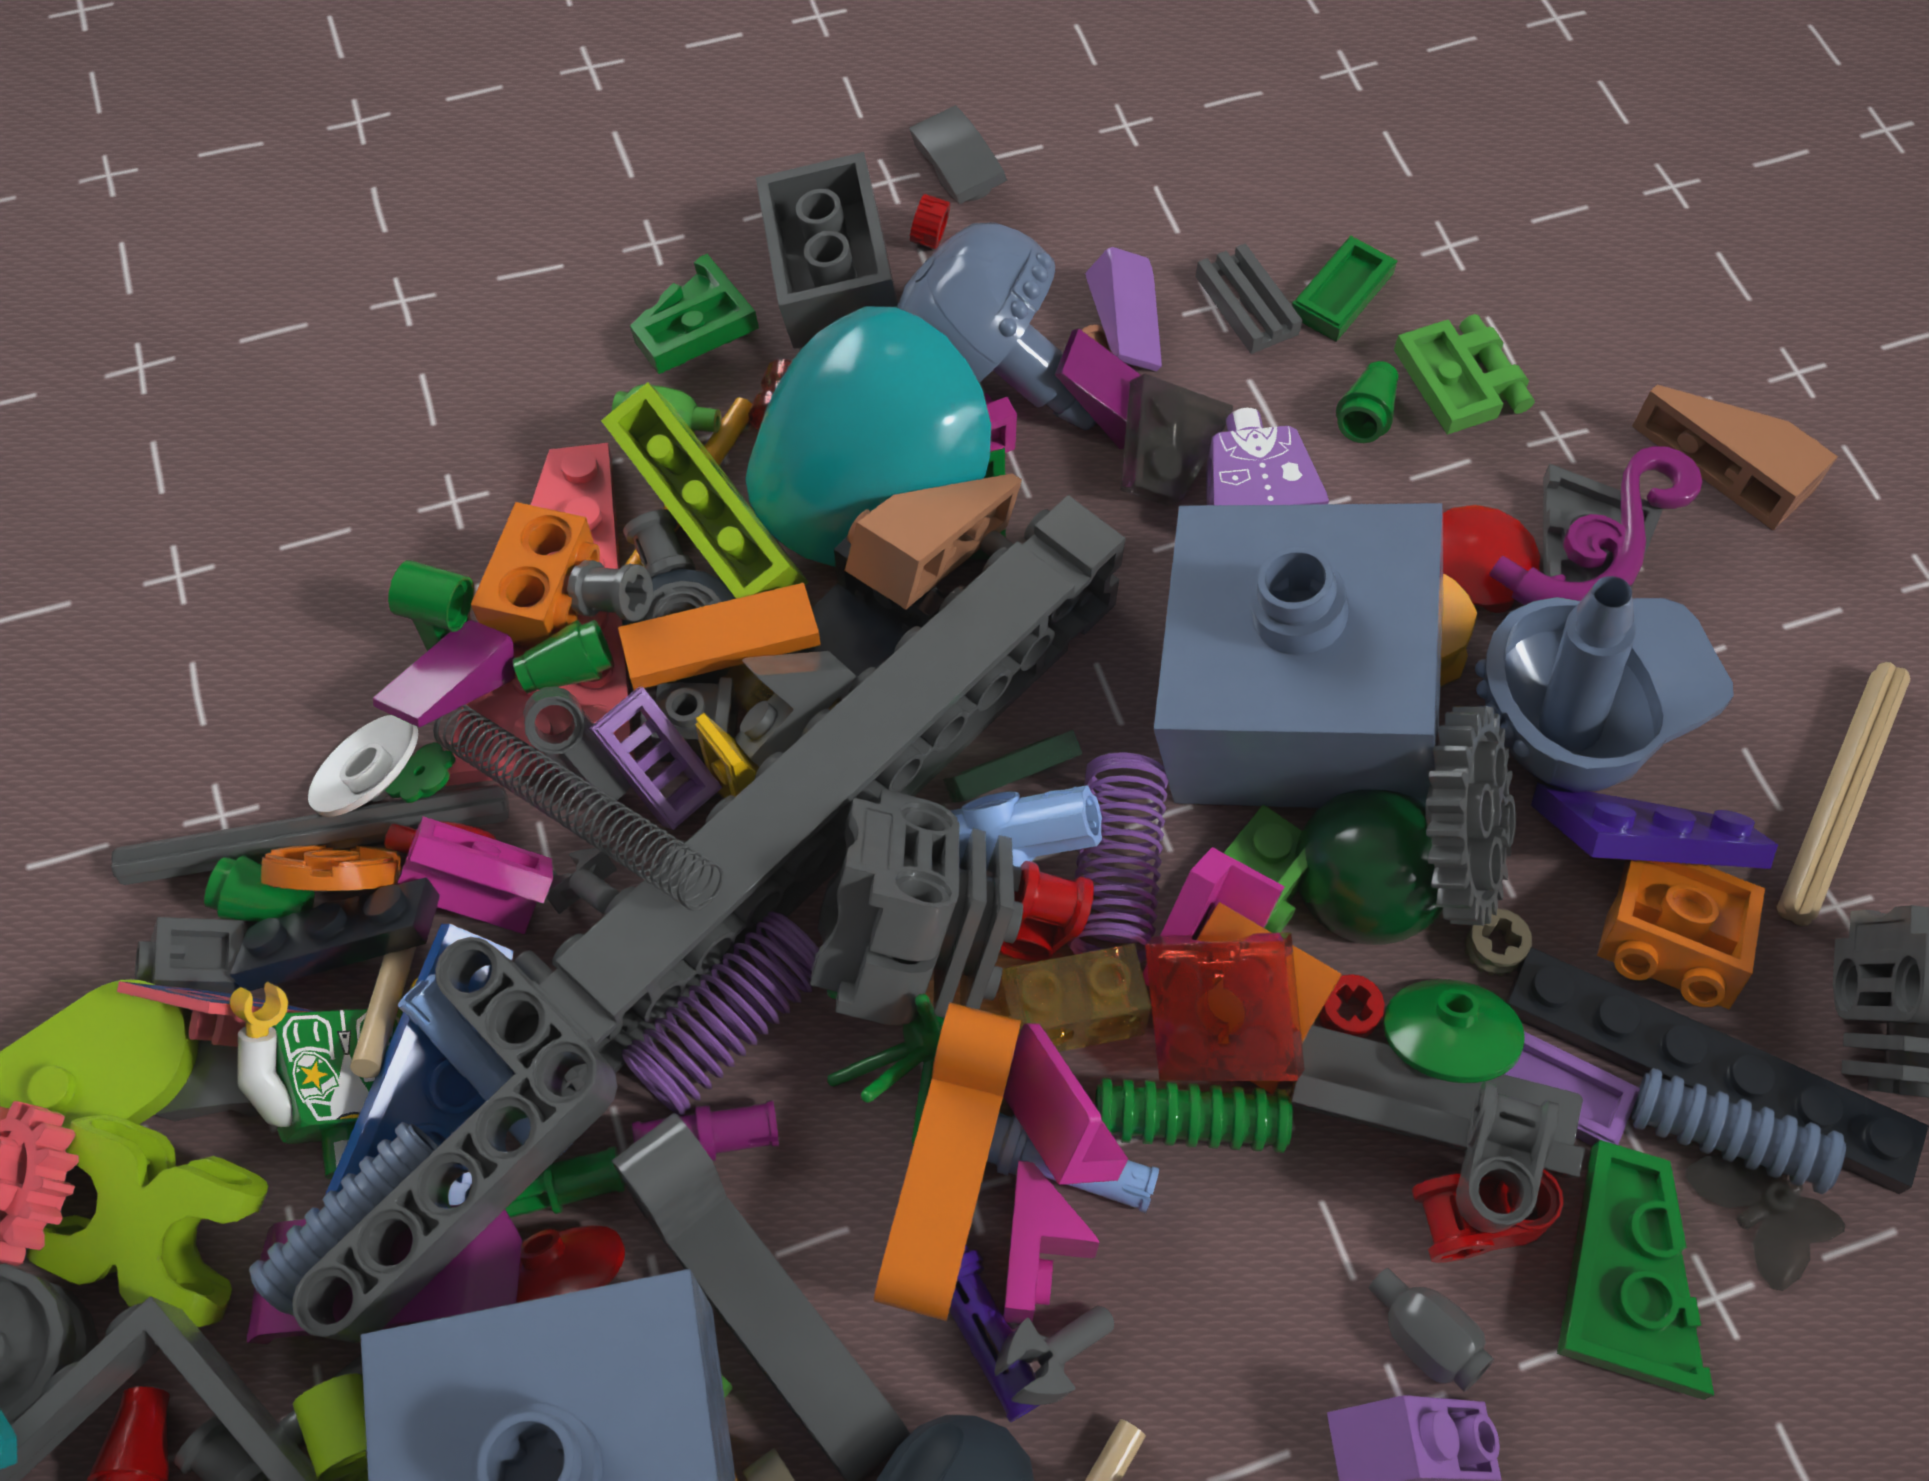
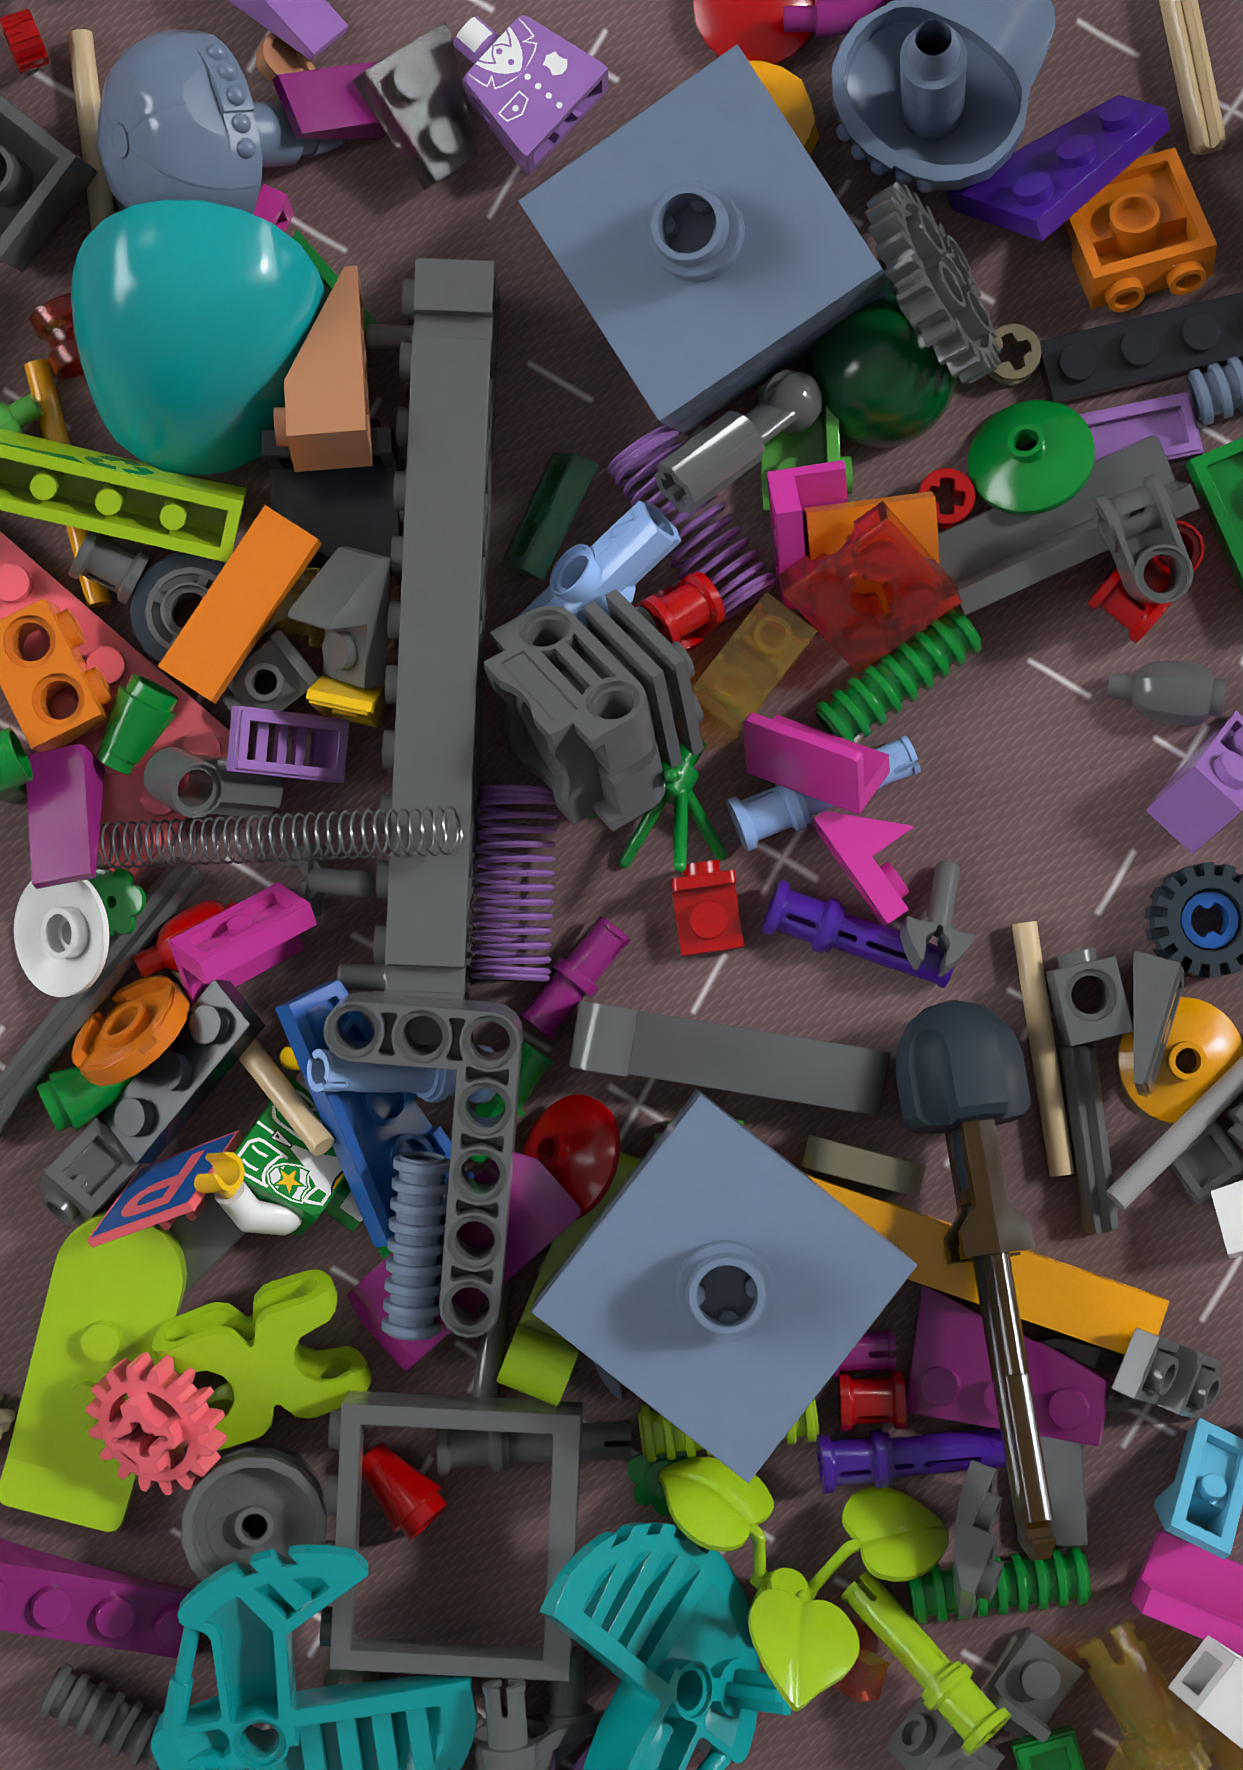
camera: 40 degrees left, 25 degrees up
(610, 590) = (120, 640): dark grey bush -> none
(864, 1171) = (706, 909): none -> red bracket
(947, 1162) = (745, 806): orange beam -> none
(1205, 810) = (736, 441): none -> dark grey piece

